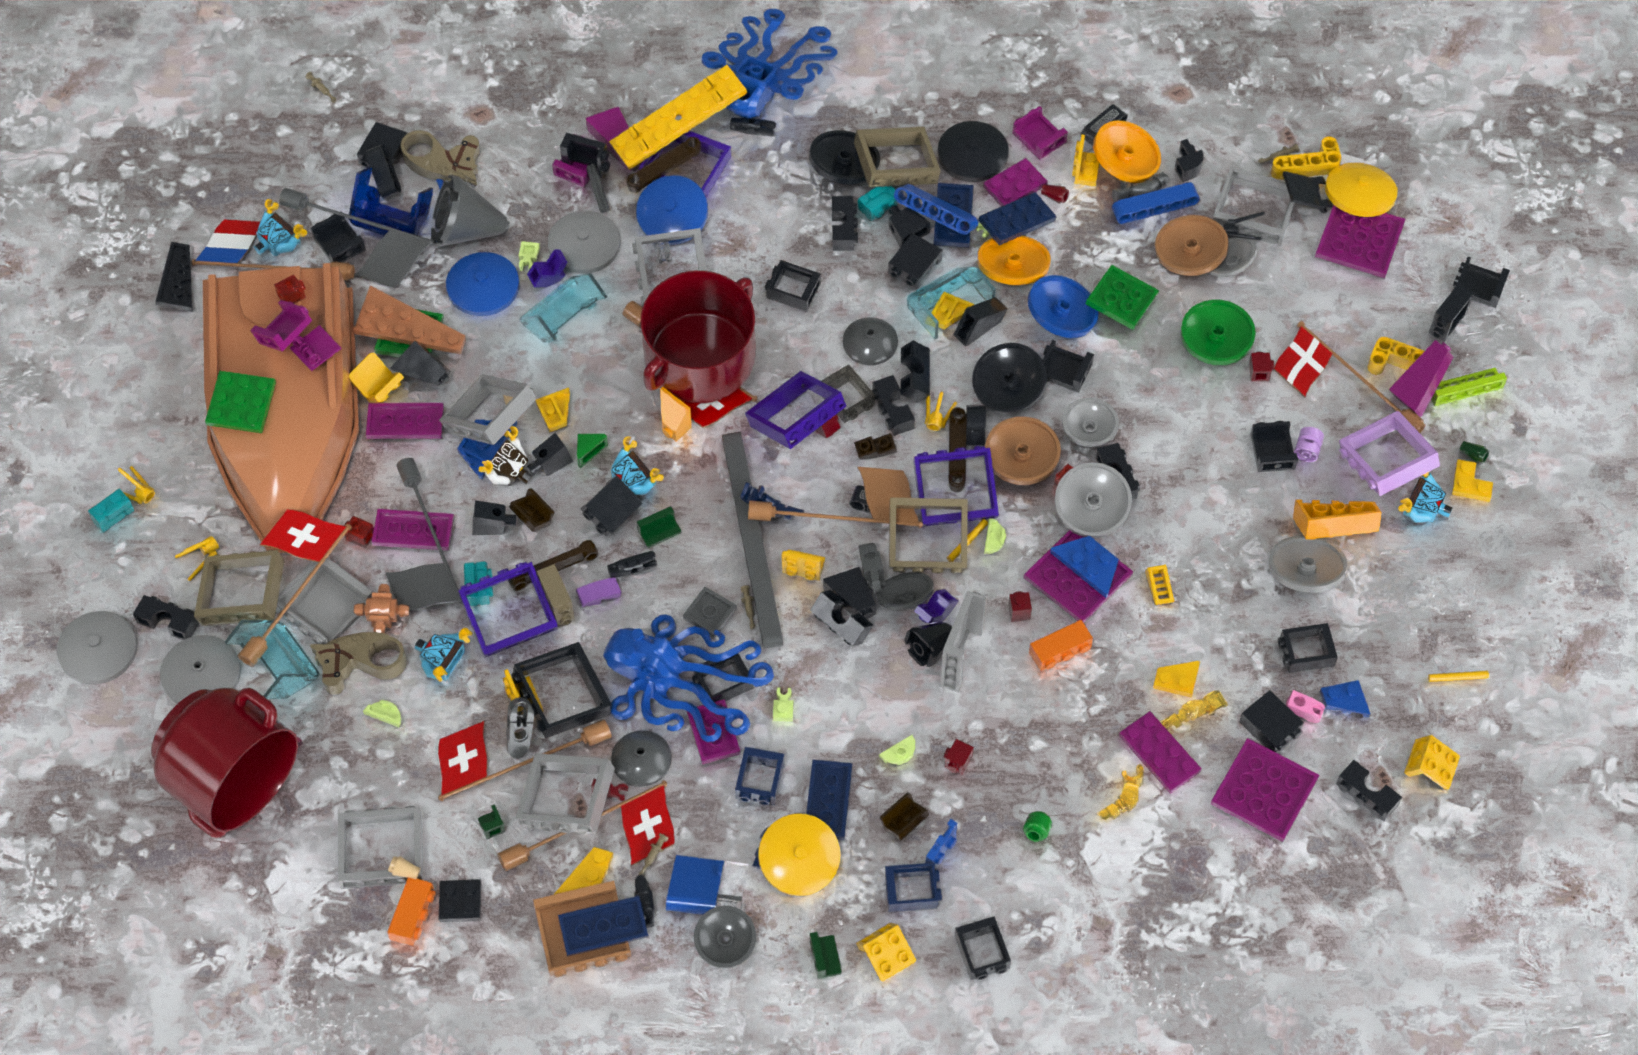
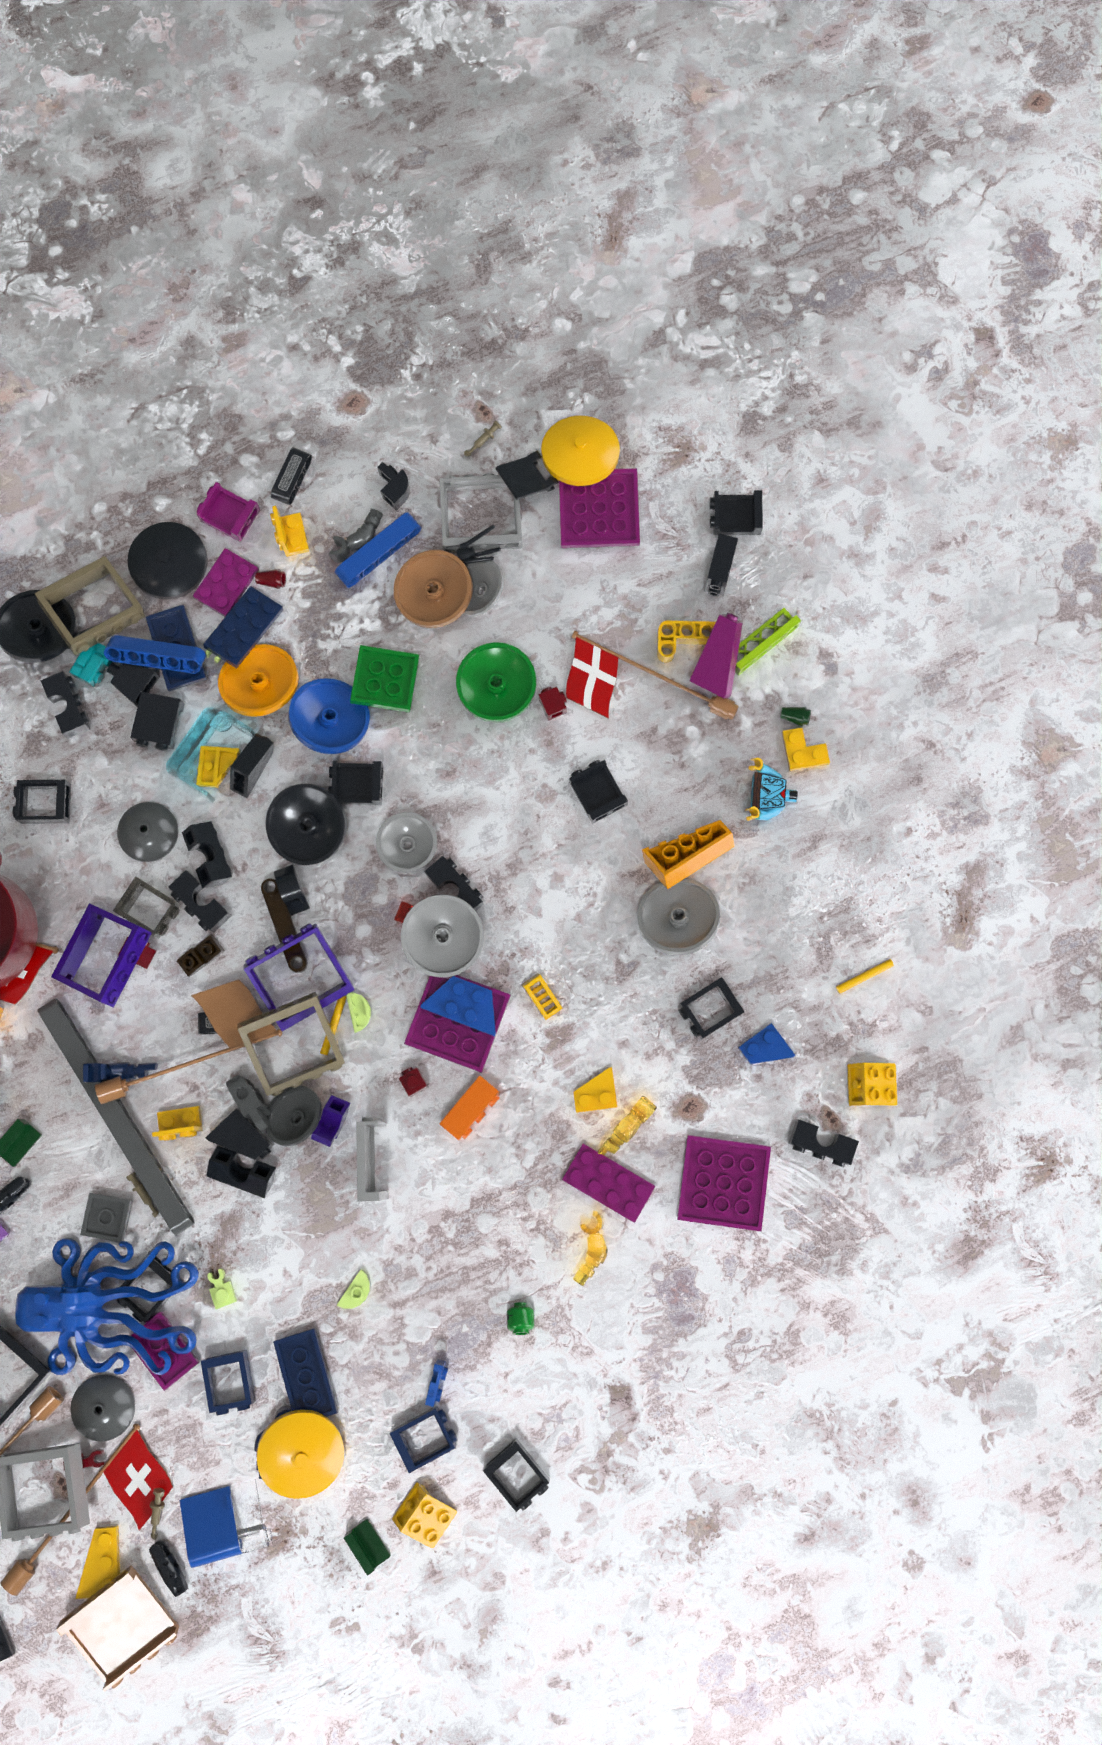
camera: 20 degrees left, 20 degrees up
(603, 926) = (137, 1620): dark blue plate -> none
(723, 922) = (261, 1590): dark grey dish -> none
(903, 817) = (387, 1365): dark brown bracket -> none
(927, 642) = (339, 1161): black cone -> none
(935, 420) = (248, 900): yellow plant -> none
(958, 756) = (414, 1276): dark red brick -> none
(1023, 450) = (350, 903): medium nougat dish -> none
(1127, 151) = (326, 501): light orange dish -> none
(1272, 722) = (705, 1107): black brick -> none
(1305, 706) = (729, 1076): bright pink leg -> none
(1309, 163) = (512, 438): yellow beam -> none
(1309, 444) = (632, 769): lavender wheel -> none
(1396, 421) = (741, 782): lavender window -> none

